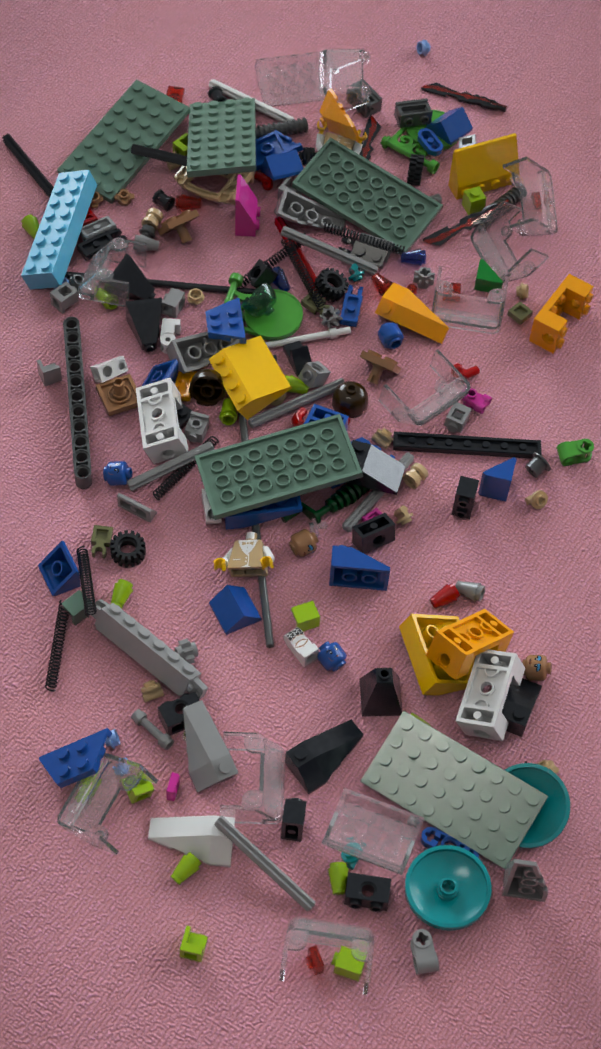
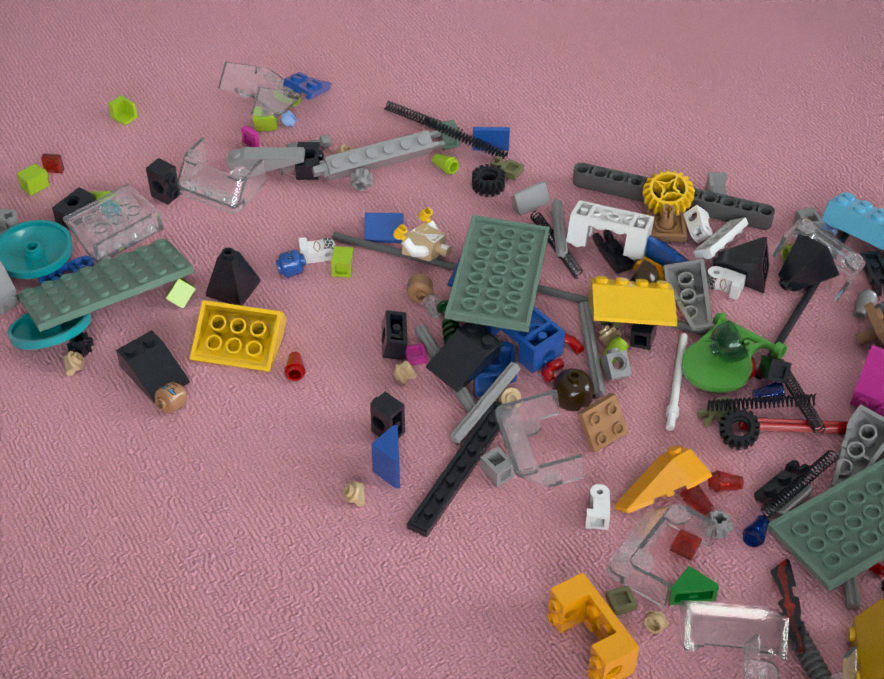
camera: 120 degrees right, 10 degrees down
(81, 389) = (665, 186): none -> yellow gear
(114, 740) = (317, 125): light blue plate -> none
(117, 473) = (572, 194): blue head -> none
(121, 347) = (720, 238): none -> white plate
(173, 302) = (769, 297): light grey brick -> none
(186, 867) = (182, 126): lime cone -> none
(195, 296) = (772, 319): tan plate -> none
(195, 836) = (213, 134): white wedge -> none
(196, 427) = (597, 262): light grey brick -> none
(226, 322) = (710, 308): blue wing -> none
(265, 863) = (143, 154): light grey axle -> none
(297, 356) = (648, 371): black slope -> none
(305, 930) = (54, 178): clear windscreen -> none
(321, 755) = (207, 226): black wedge -> none
(328, 250) = (789, 441): light grey axle -> none
(328, 319) = (690, 409): light grey gear -> none
(351, 307) = (705, 442): blue hinge -> none
(355, 274) = (753, 462): teal plate -> none
(357, 570) = (361, 303): blue slope -> none
(390, 335) = (642, 455): blue head -> none
(402, 446) = (484, 402): none -> light grey axle
(415, 475) = (445, 400): tan wheel -> none
(454, 346) = (599, 514): none -> white leg
(460, 642) = (222, 357): light orange plate -> none
(467, 373) = (559, 505): red arm -> none
(471, 590) = (286, 388): light grey cone -> none
(473, 200) = (831, 634): lime brick -> none
(476, 401) = (512, 493): dark pink plate -> none
(482, 712) = (180, 342): white plate -> none
(537, 465) = (394, 510): dark grey piece -> none
(574, 453) = (390, 555): bright green piece -> none

